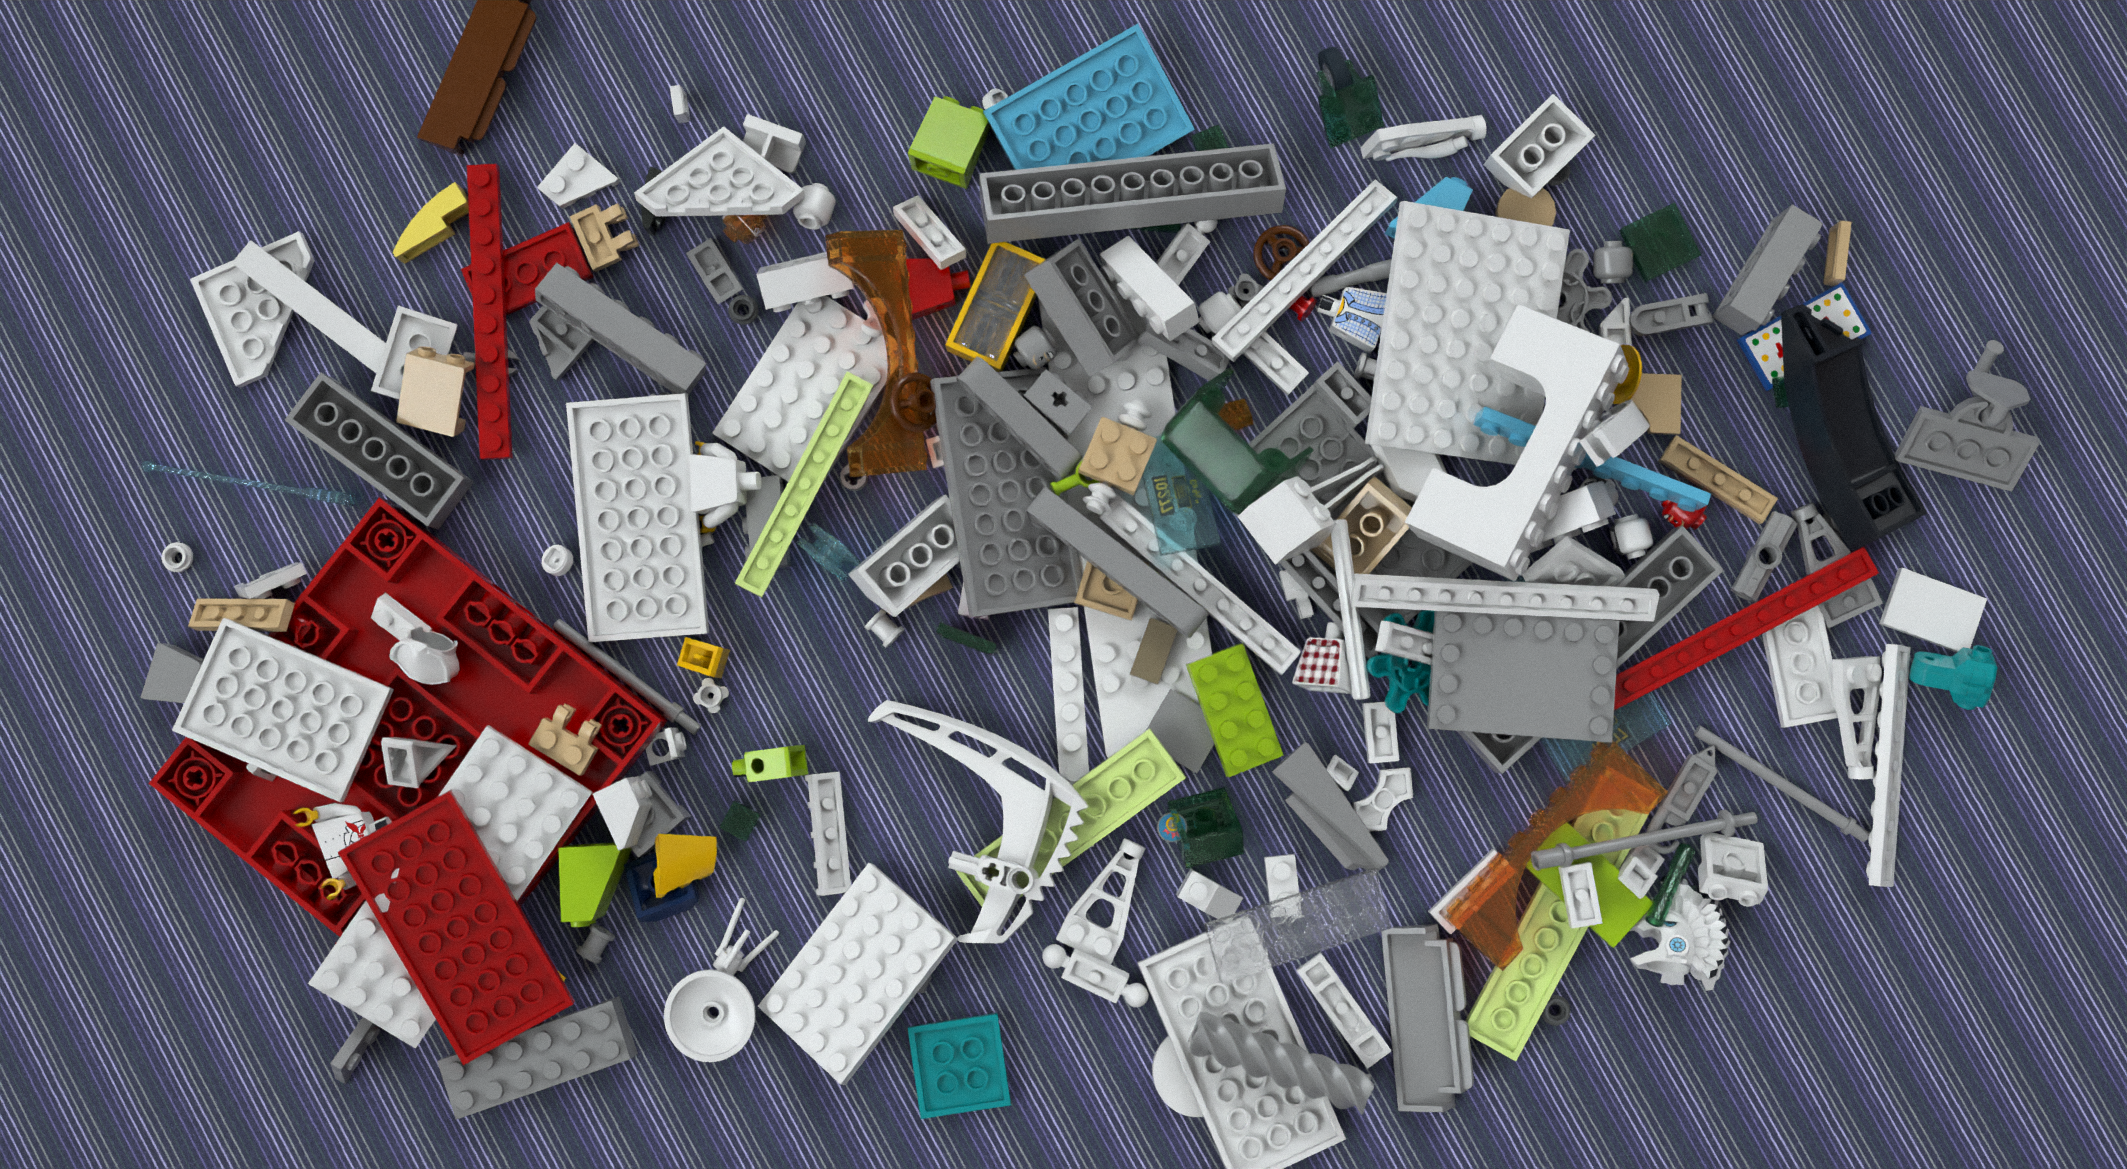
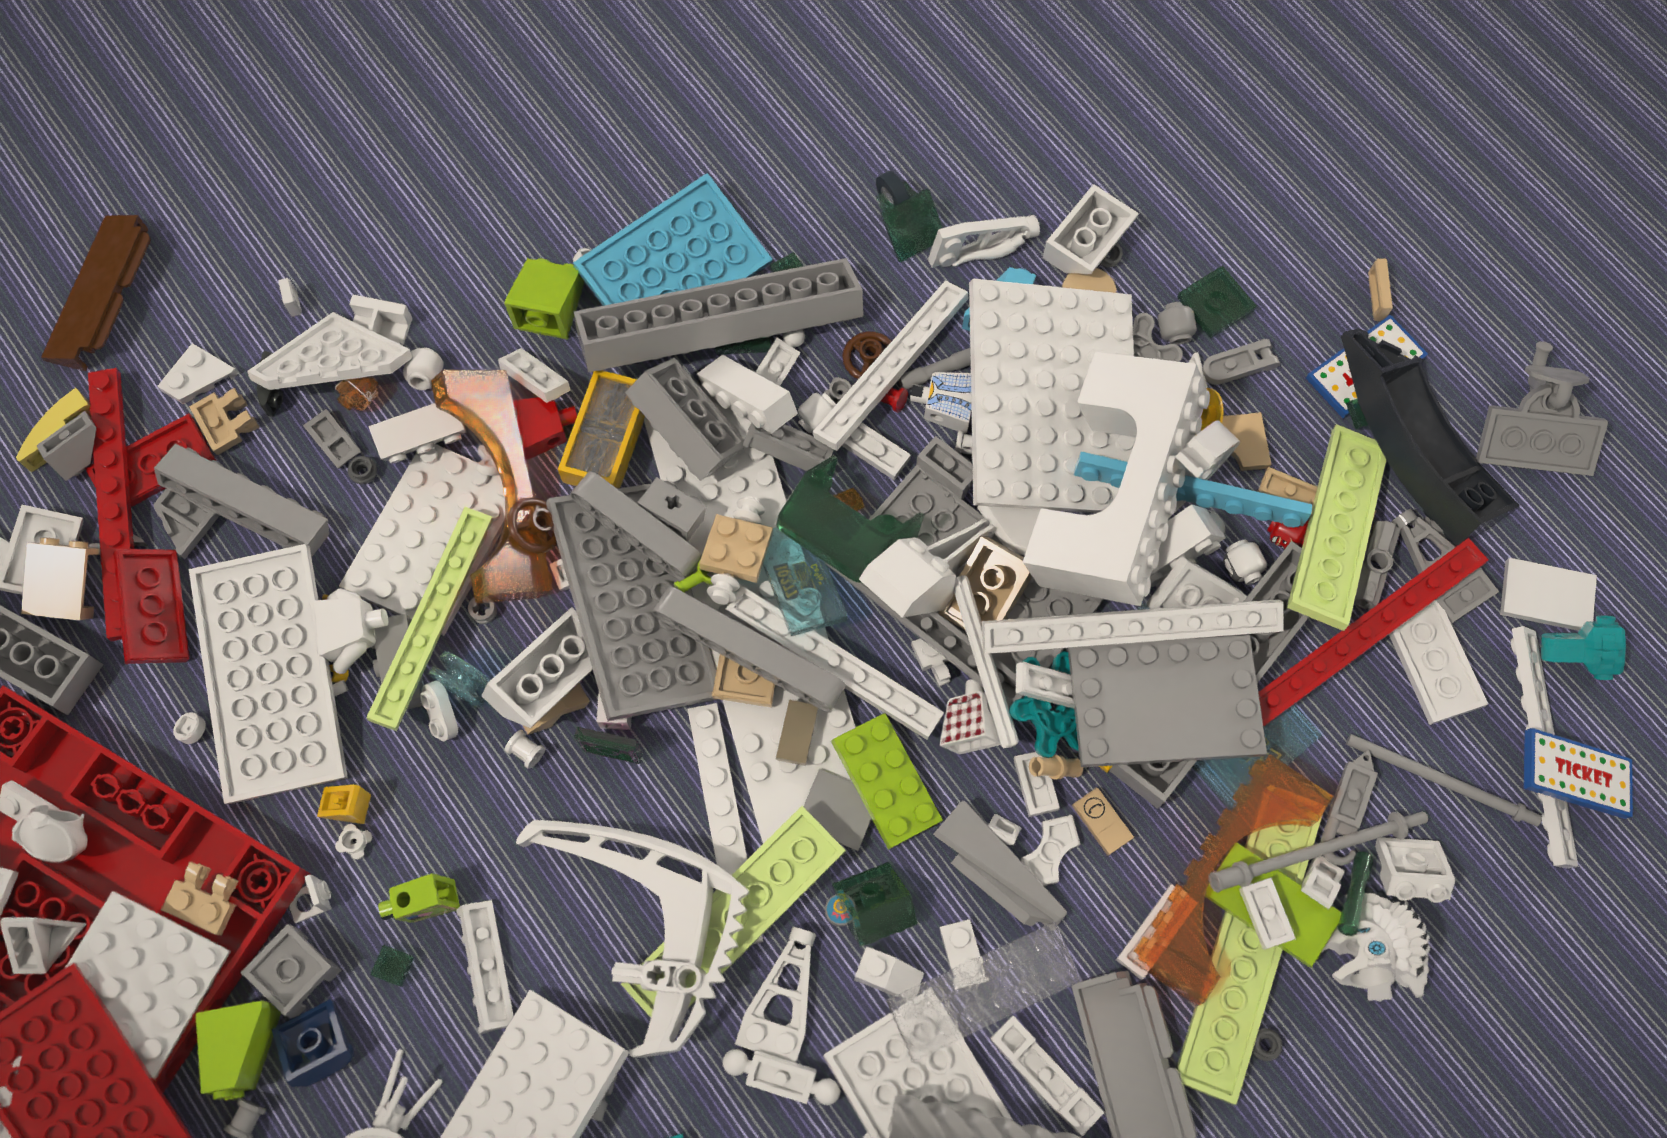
camera: 10 degrees left, 15 degrees down
(447, 247) = (70, 447): none -> light grey slope
(524, 430) = (151, 606): none -> red tile
(625, 809) = (264, 960): white slope -> none
(672, 711) = (314, 862): light grey bar -> none
(682, 860) = (331, 1012): yellow slope -> none
(804, 579) = (439, 709): none -> white plate
(1035, 348) = (645, 464): light grey head -> none
(1402, 722) = (1055, 767): none -> tan pin
(1439, 777) = (1102, 821): none -> tan tile
(1734, 517) = (1338, 529): none -> yellowish green plate
(1768, 270) = (1321, 309): light grey brick -> none
(1855, 674) = (1499, 660): white plate -> none
(1915, 800) = (1578, 773): none -> tile

